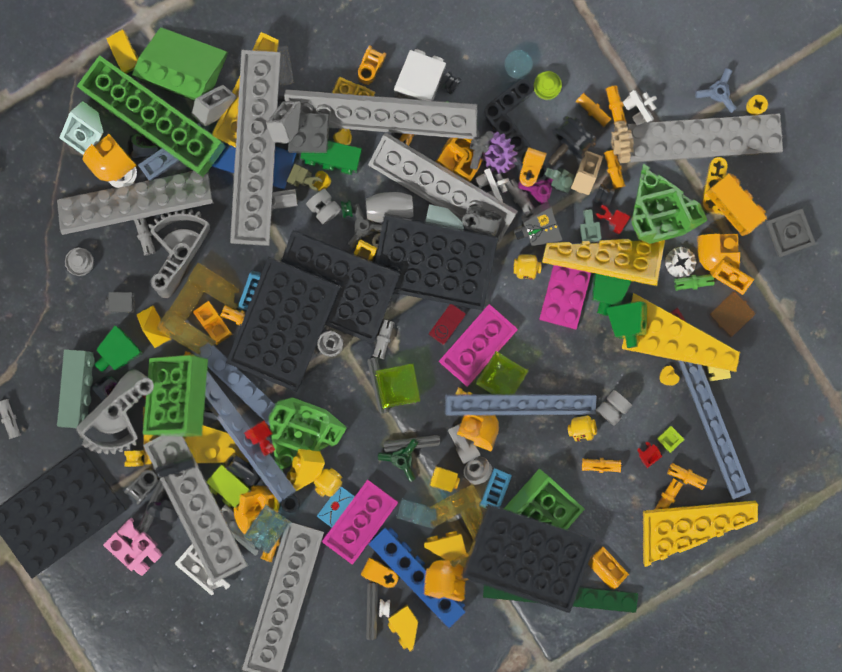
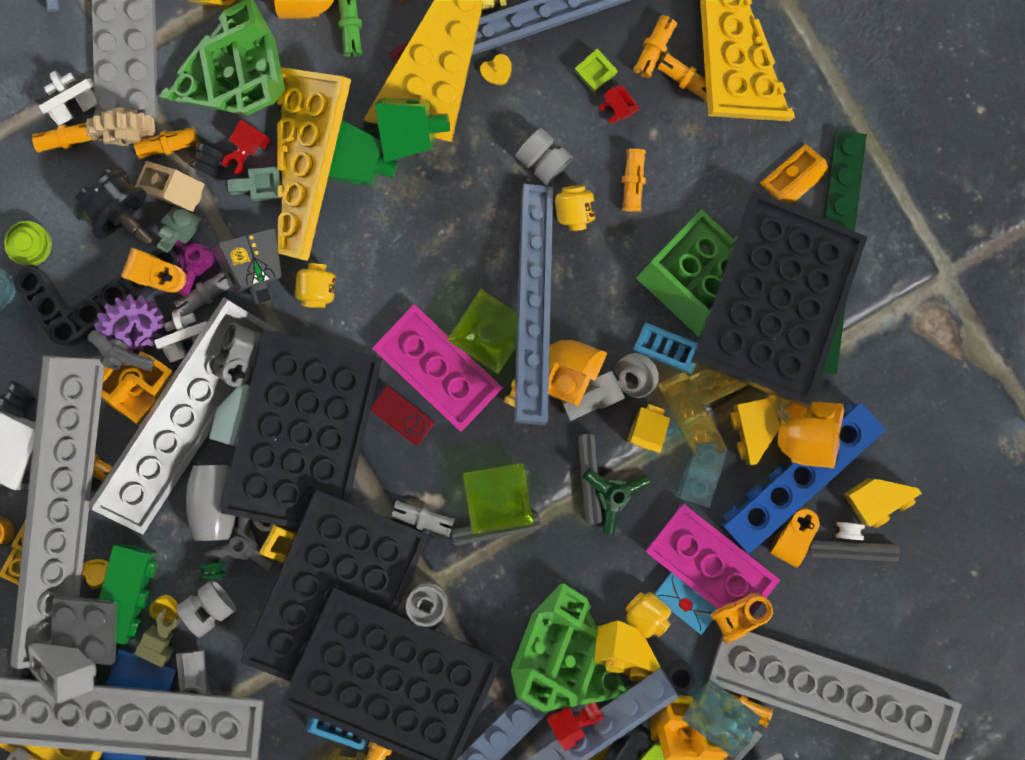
camera: 80 degrees left, 0 degrees up
(329, 539) = (740, 617): none -> light orange piece
(565, 296) = (364, 227): dark pink plate -> none
(593, 109) = (69, 172): light orange pin -> none
(679, 271) = (331, 48): white gear -> none

